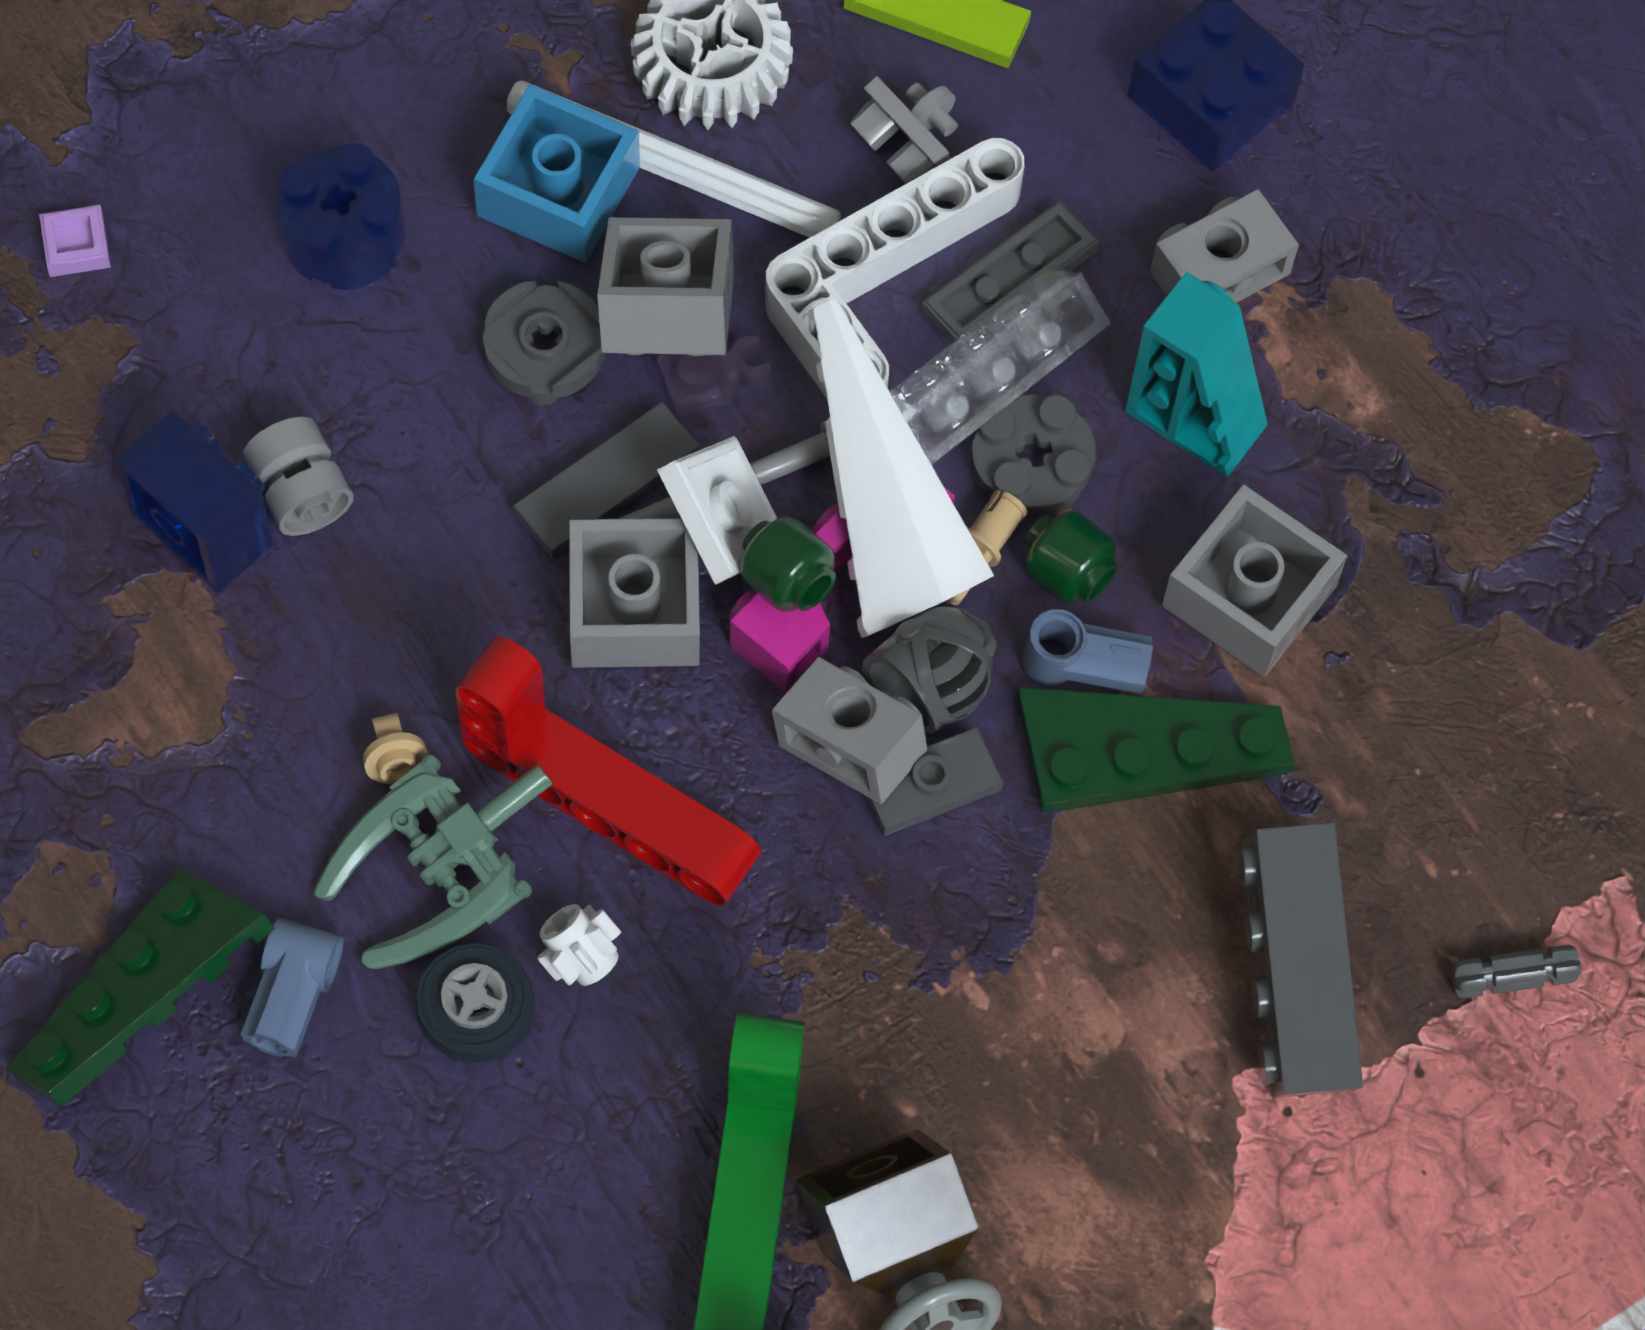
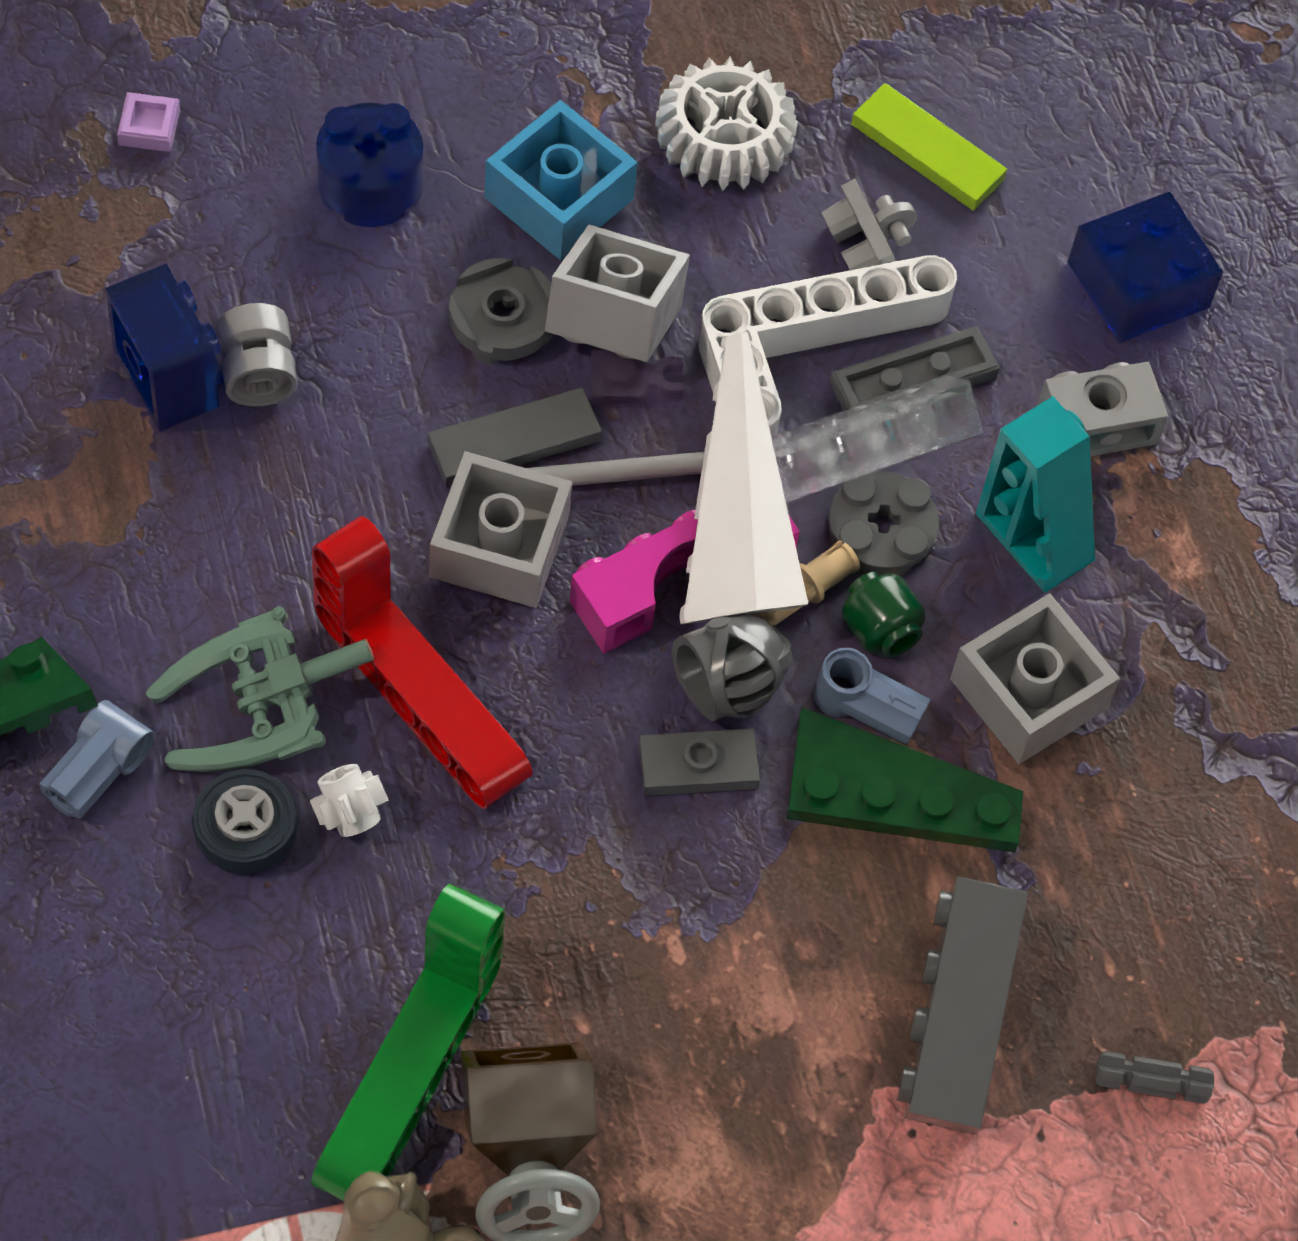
camera: 15 degrees right, 5 degrees down
(393, 751) = (251, 595): tan plate -> none
(717, 503) = (598, 482): white tile -> none
(720, 180) = (702, 232): white axle -> none
(787, 564) = (634, 540): dark green head -> none
(868, 757) = (643, 695): light grey brick -> none

